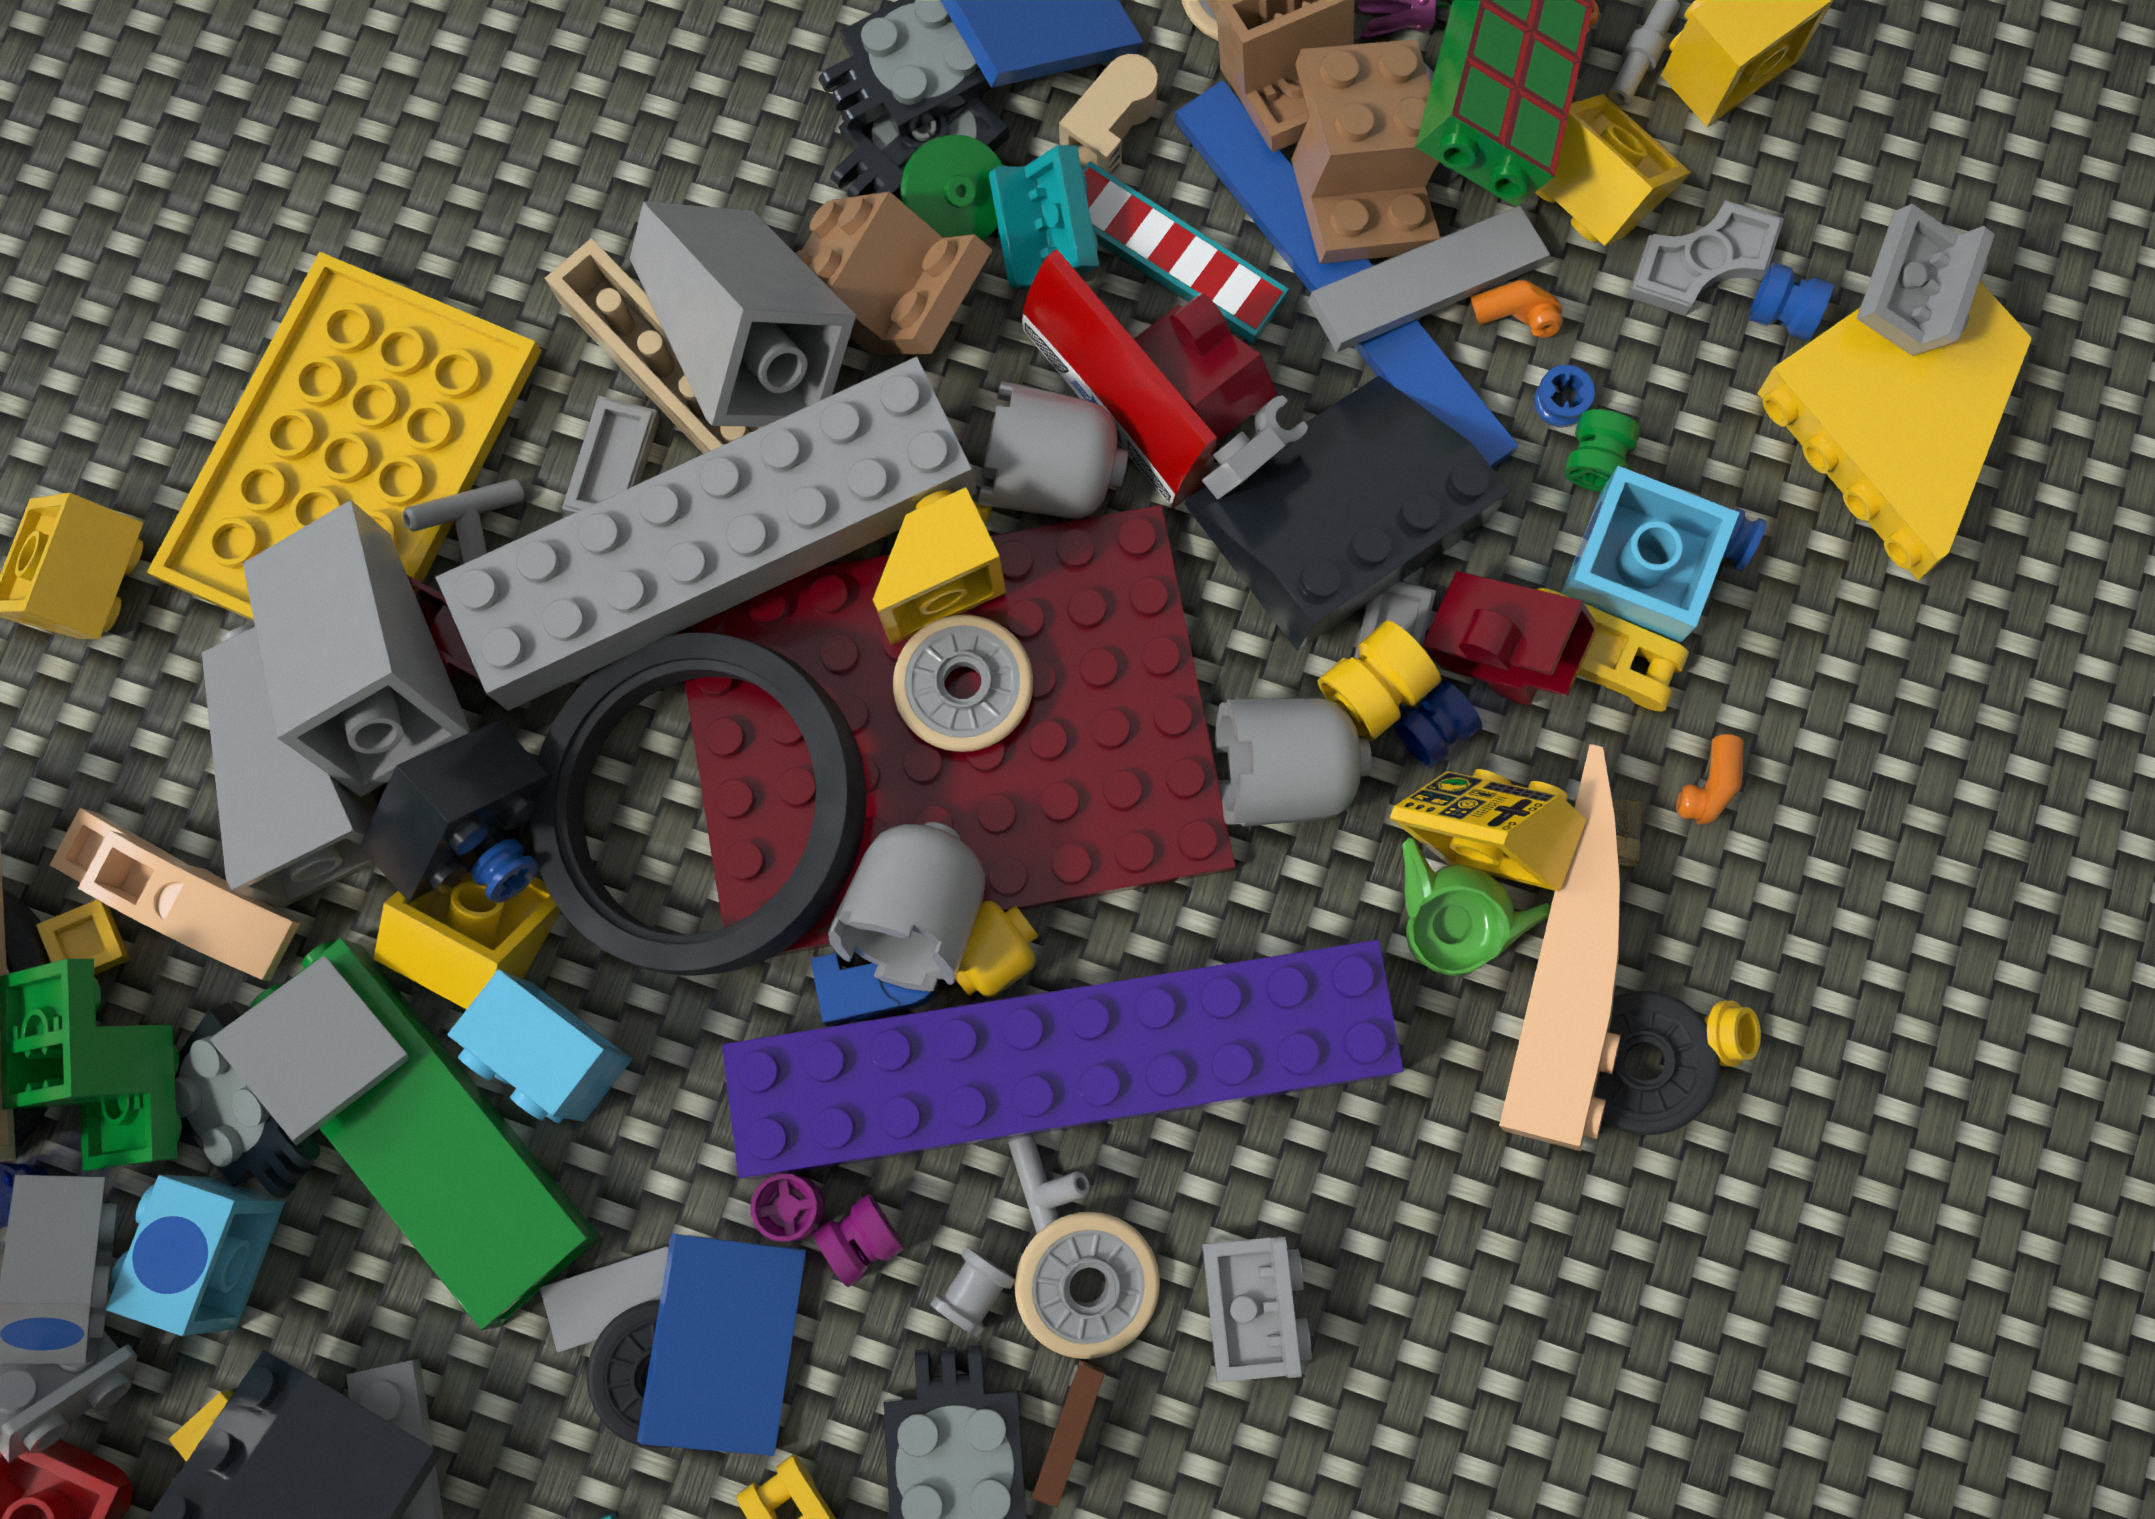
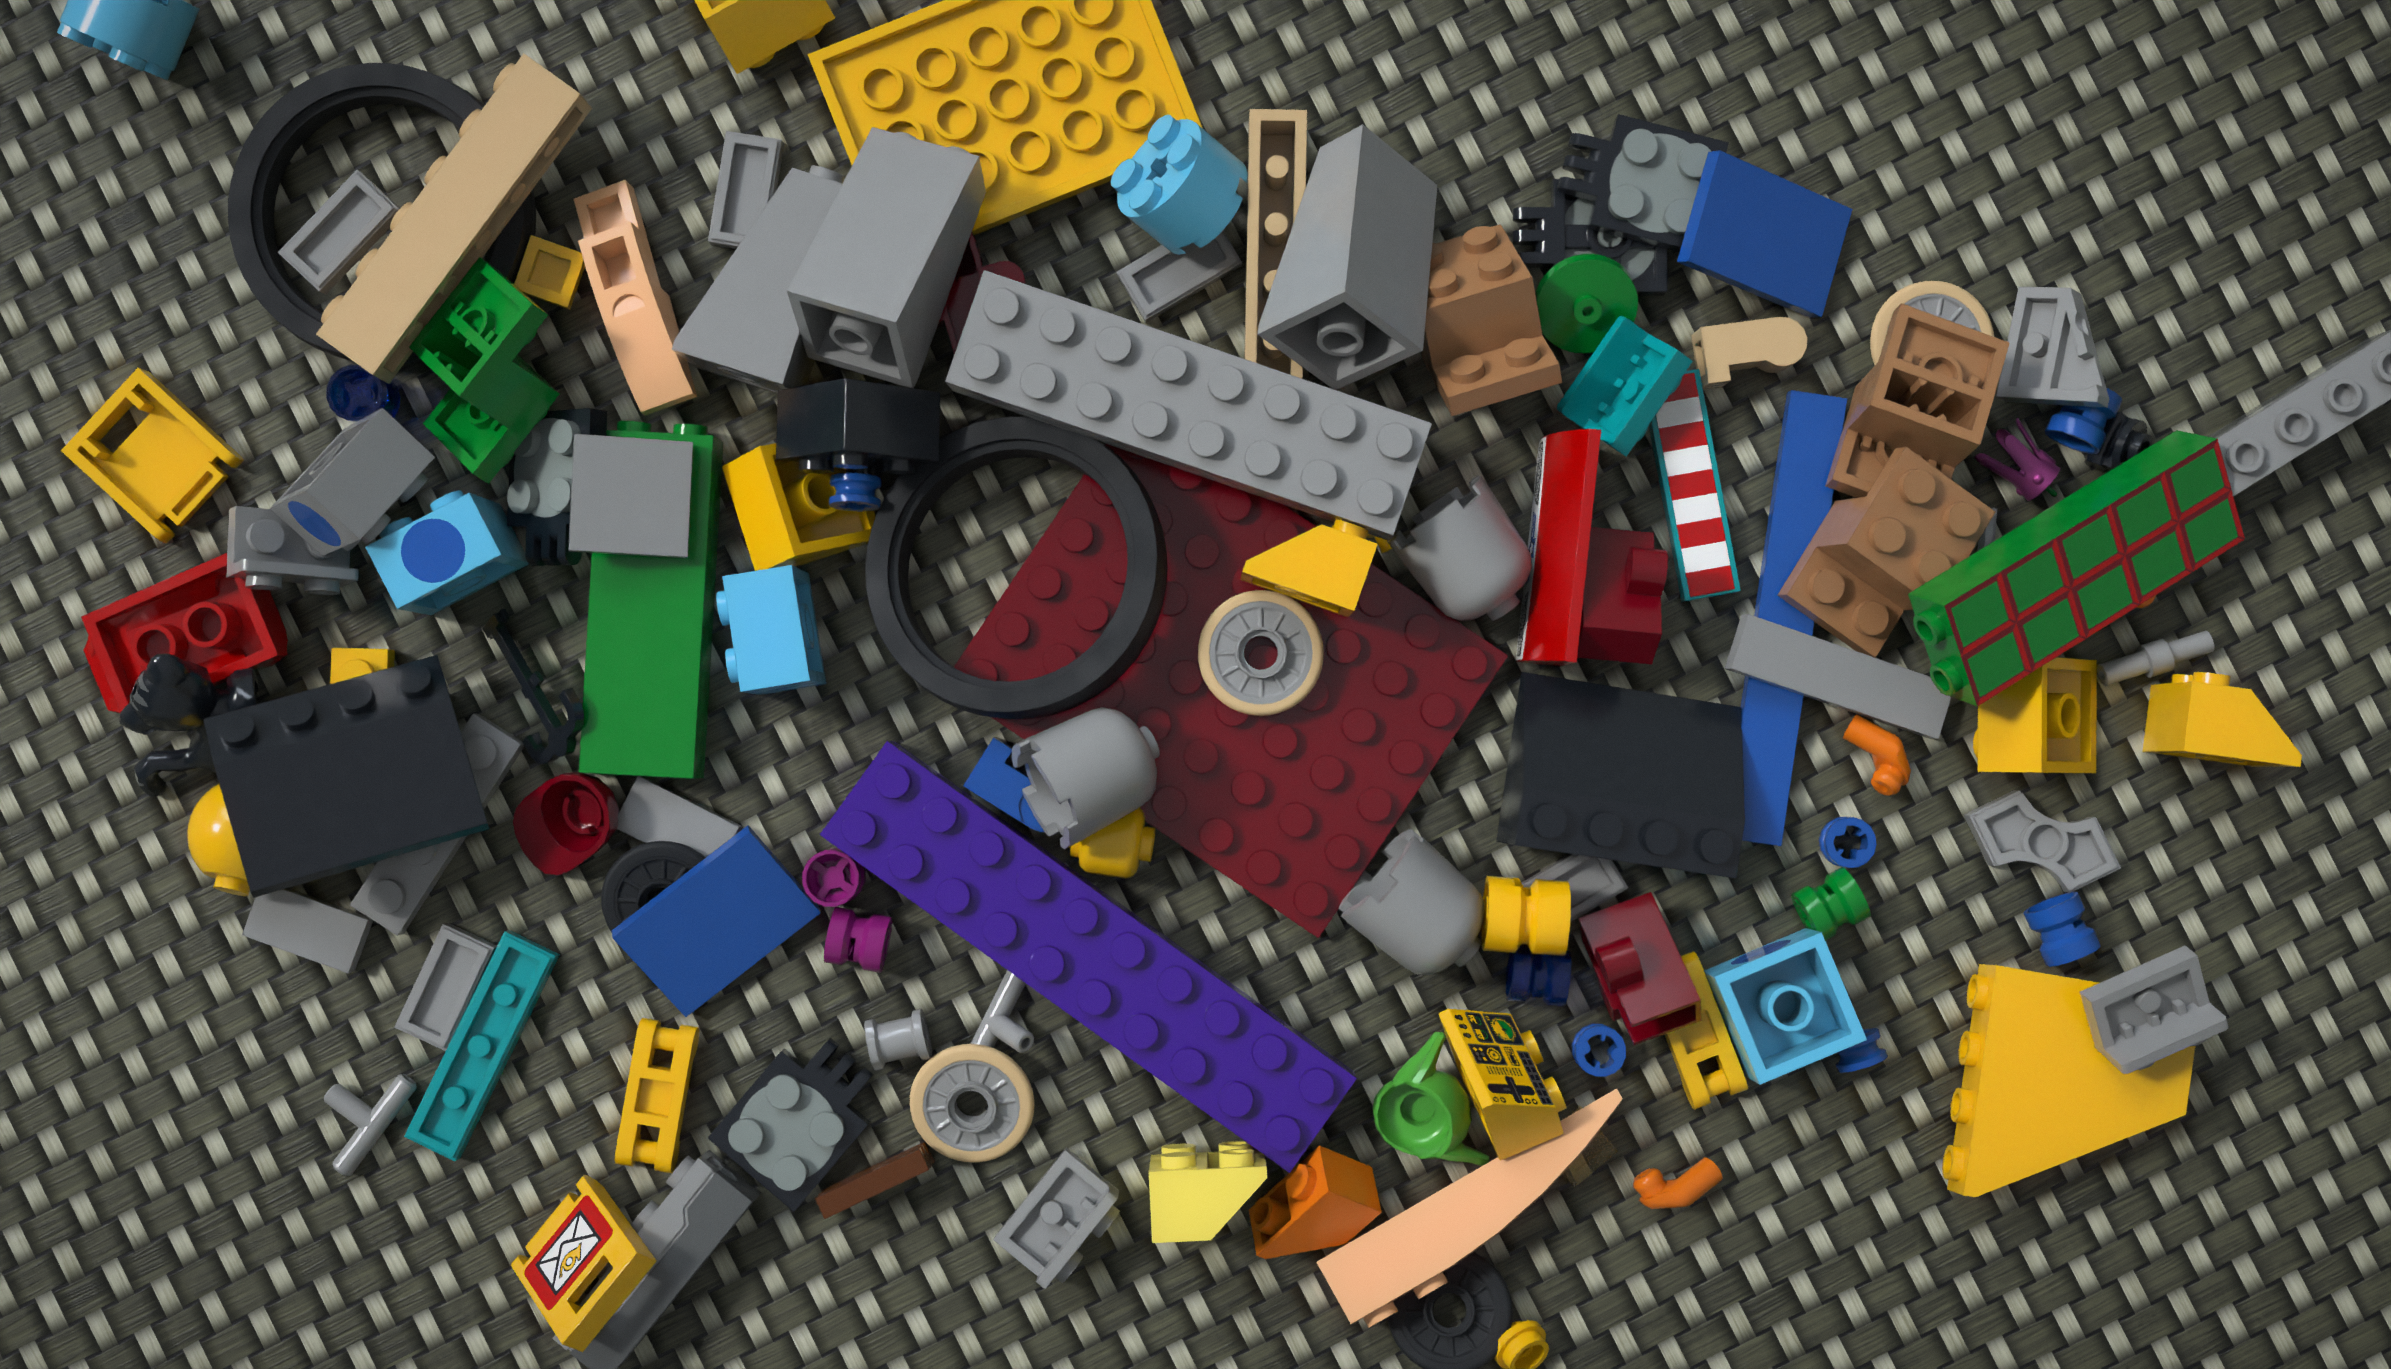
camera: 45 degrees right, 10 degrees up
(180, 716) = (744, 185): none -> light grey tile
(440, 1318) = (560, 737): none -> black piece
(465, 511) = (1049, 215): light grey piece -> none
(511, 1388) = (565, 821): none -> dark red cap
(544, 386) = (1180, 185): none -> medium azure brick
(1243, 456) = (1587, 688): light grey plate -> none
(1350, 1163) = (1202, 1190): none -> light yellow slope
(1451, 1082) = (1315, 1206): none -> orange slope
(1560, 728) = (1581, 1047): none -> blue bush

